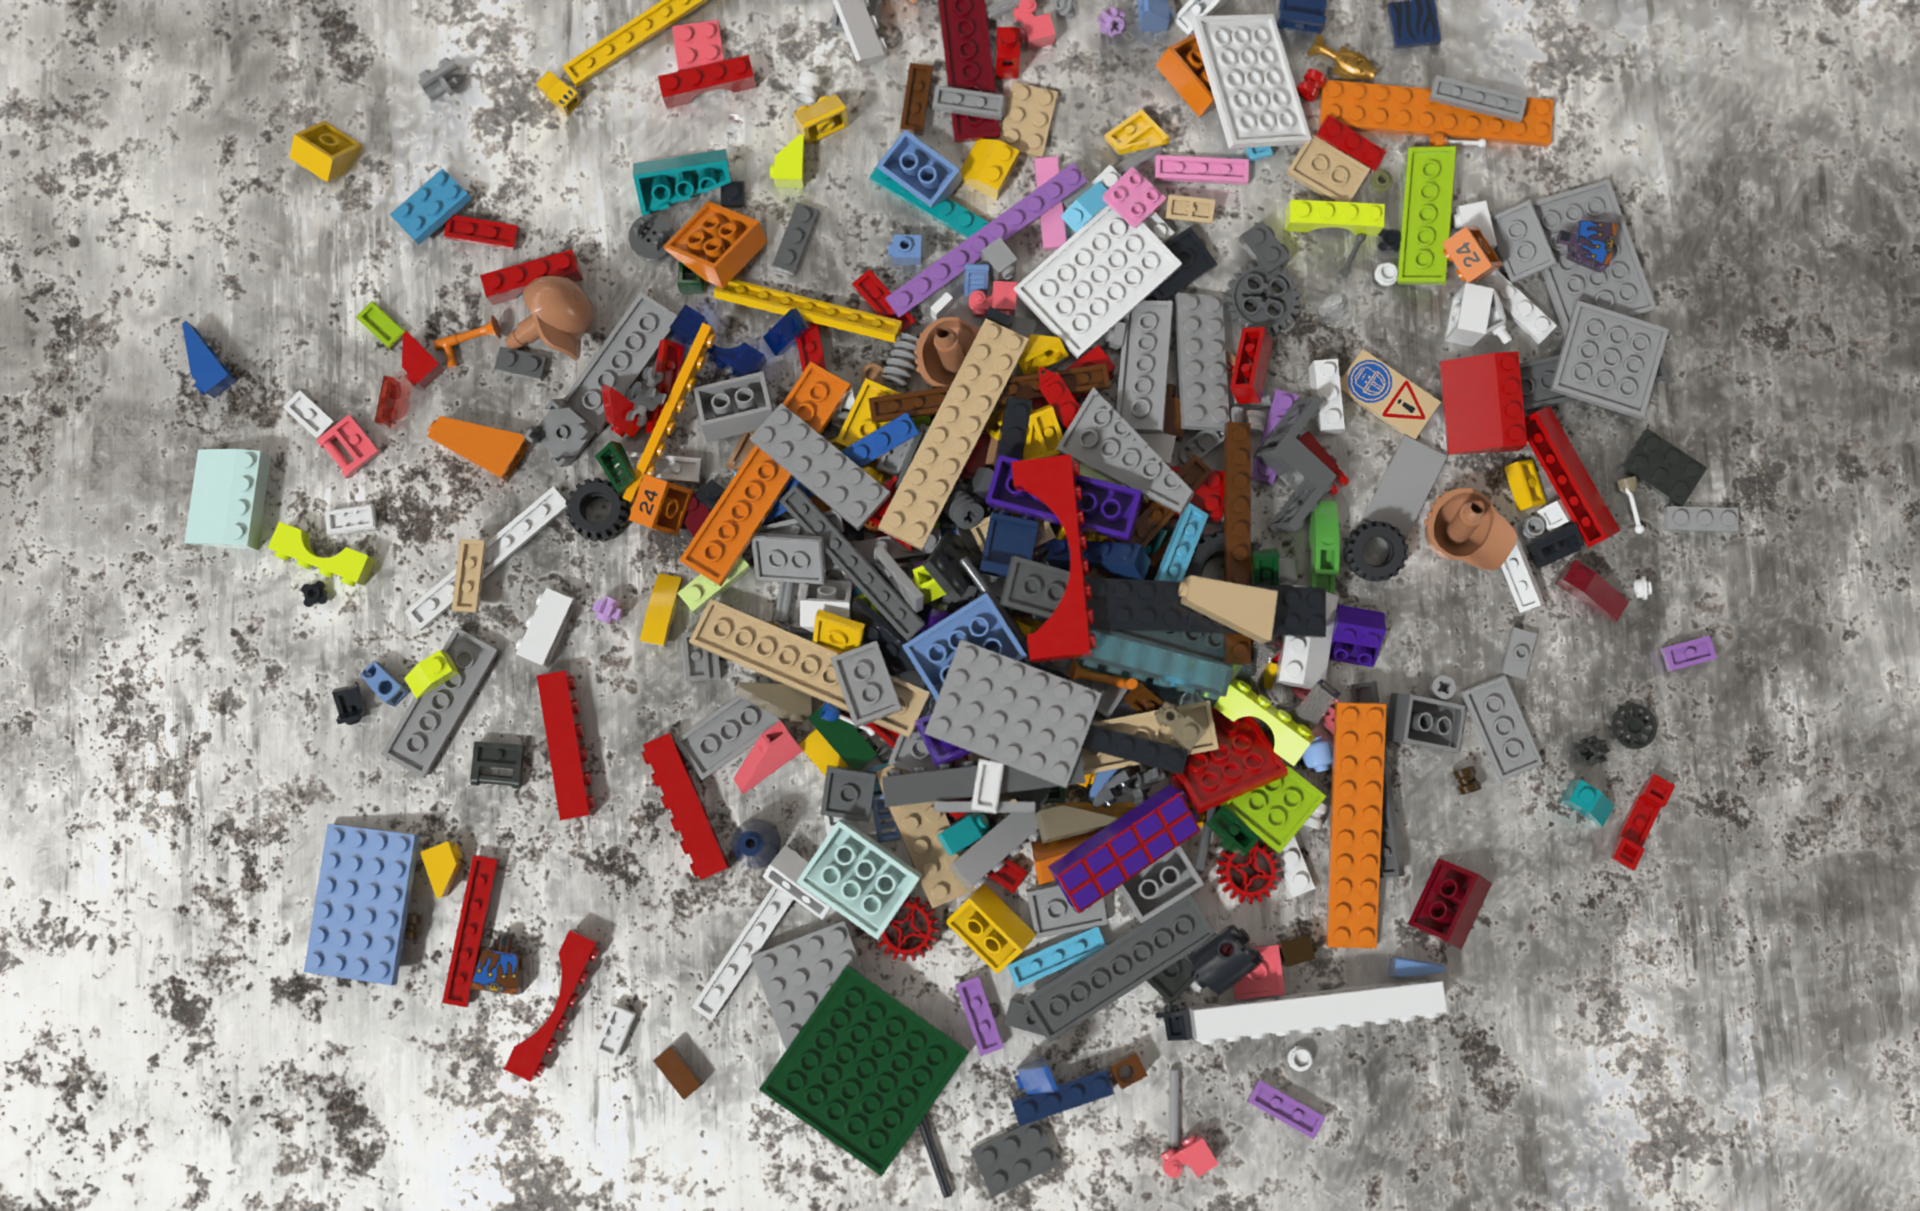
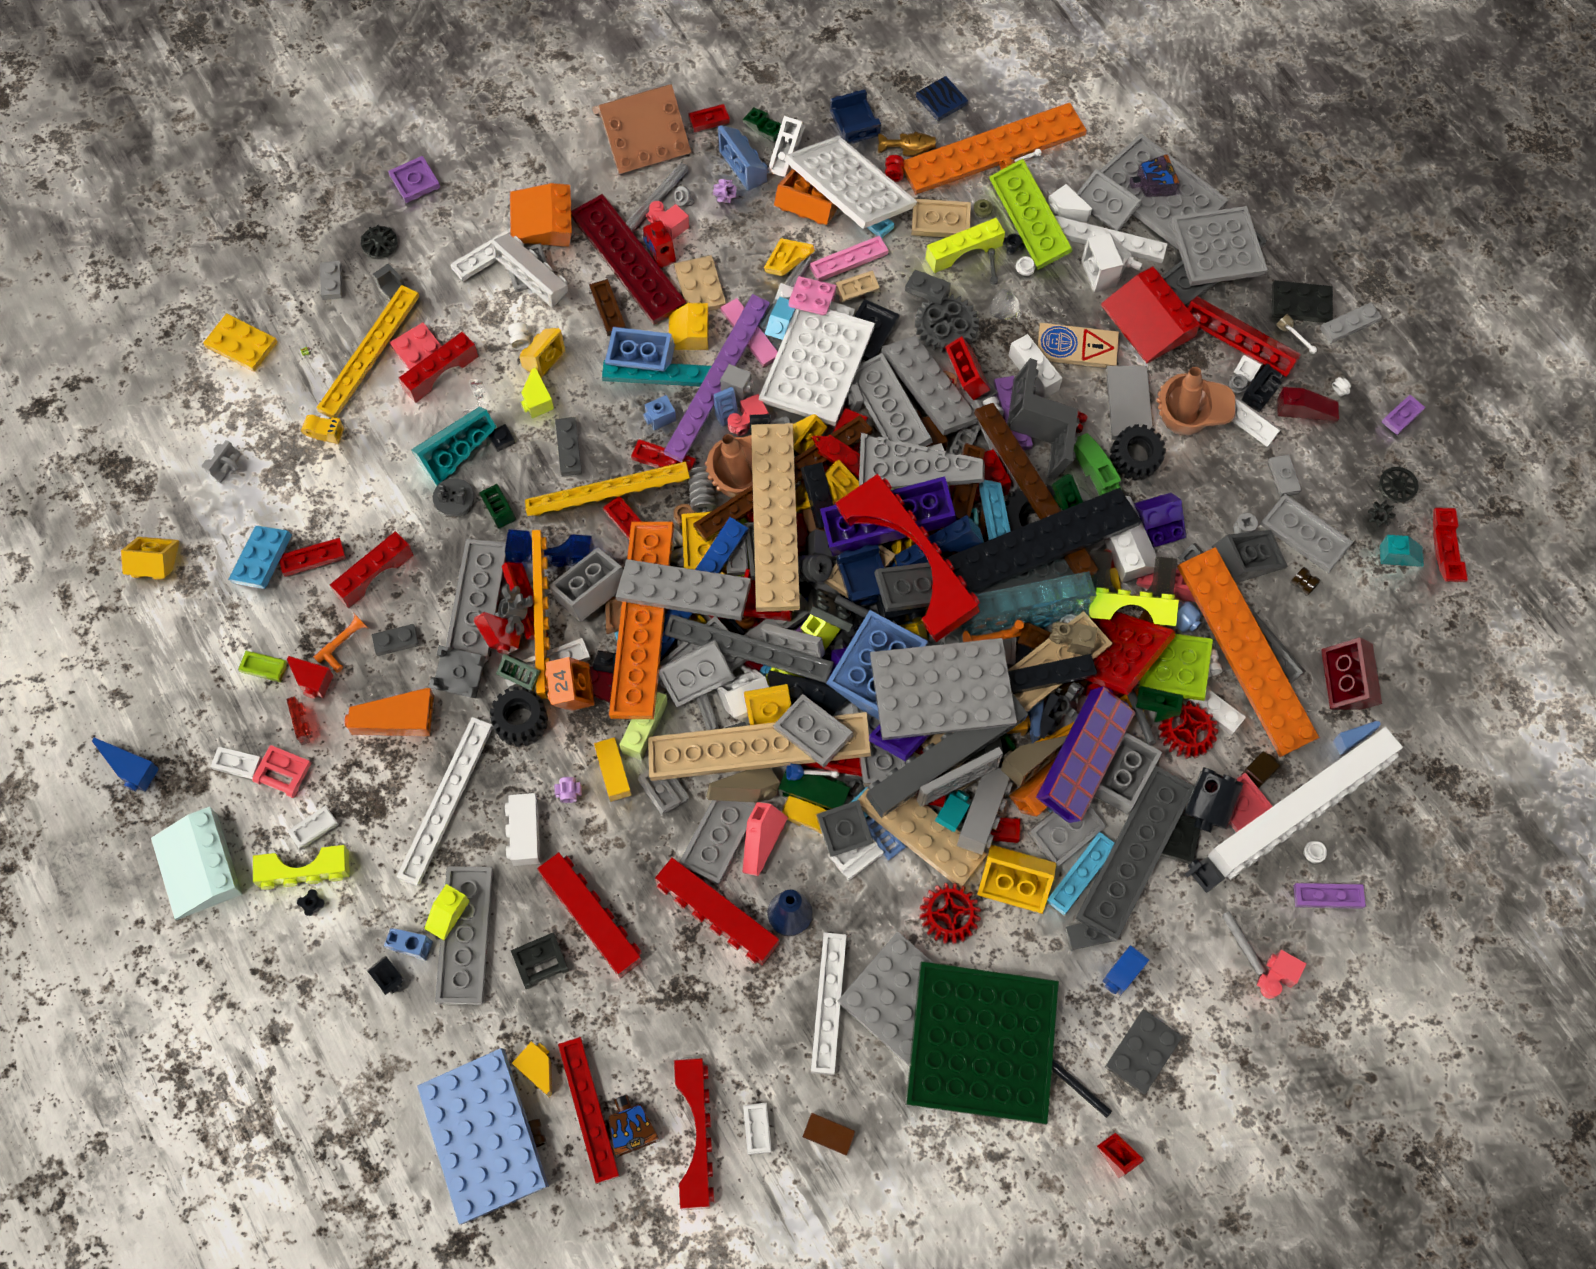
camera: 25 degrees left, 15 degrees down
(469, 576) = (438, 818): tan plate -> none
(558, 315) = (410, 578): nougat piece -> none
(717, 243) = (509, 474): orange slope -> none
(784, 873) = (847, 919): white brick -> none
(785, 332) = (599, 513): clear blue plate -> none
(859, 878) = (892, 887): light aqua slope -> none
(941, 305) = (709, 439): white tile -> none
(968, 102) = (649, 290): light grey tile -> none
(979, 1015) = (1048, 952): medium lavender plate -> none
(987, 786) = (955, 753): white tile -> none
(1070, 1094) = (1151, 979): dark blue arch -> none
(1137, 1074) = (1193, 923): reddish brown brick -> none
(1234, 605) = (1061, 526): tan slope -> none
(1350, 143) = (945, 191): red plate -> none
(1471, 254) = (1077, 217): orange brick -> none
(1477, 99) = (1018, 122): light grey plate -> none
(1525, 485) = (1213, 359): yellow slope -> none

